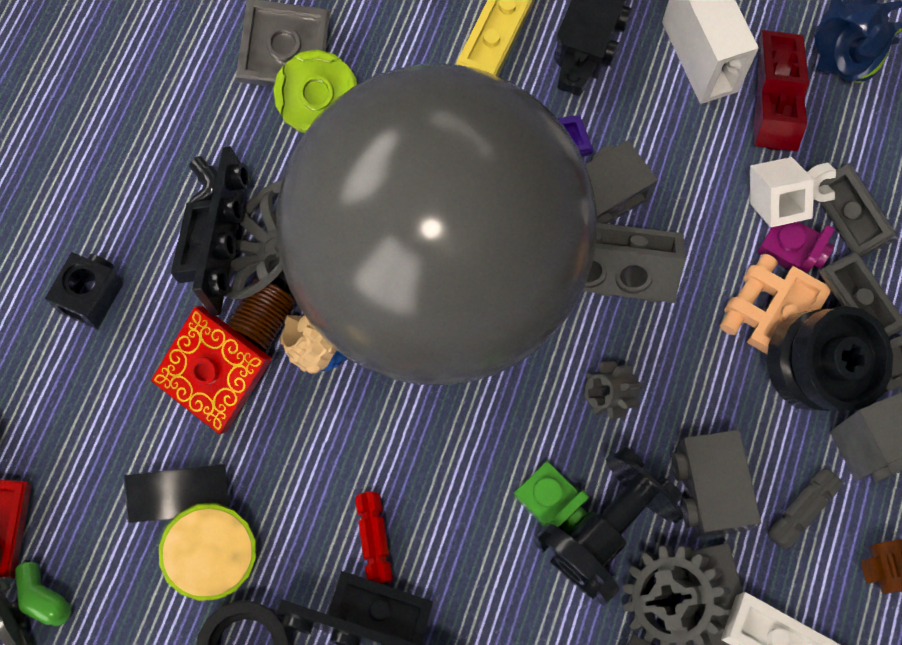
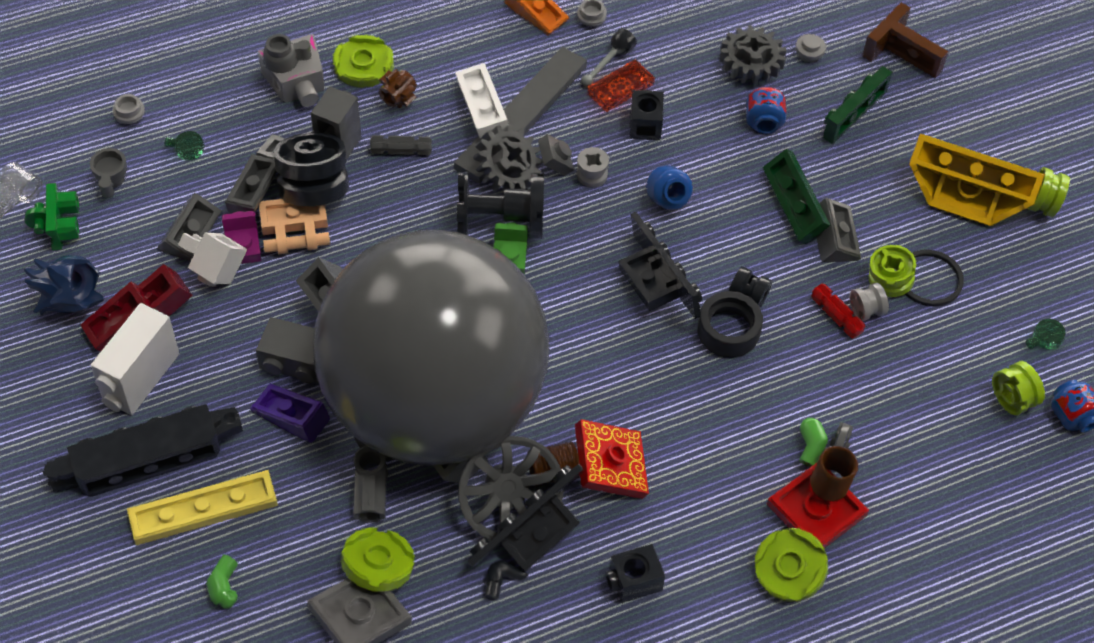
camera: 135 degrees left, 15 degrees down
(169, 492) = (698, 422): black slope -> none
(206, 551) = (704, 379): pearl gold tile -> none
(307, 347) = (544, 420): tan piece -> none
(373, 537) = (614, 315): red axle -> none
(715, 484) = (427, 184): dark grey brick -> none

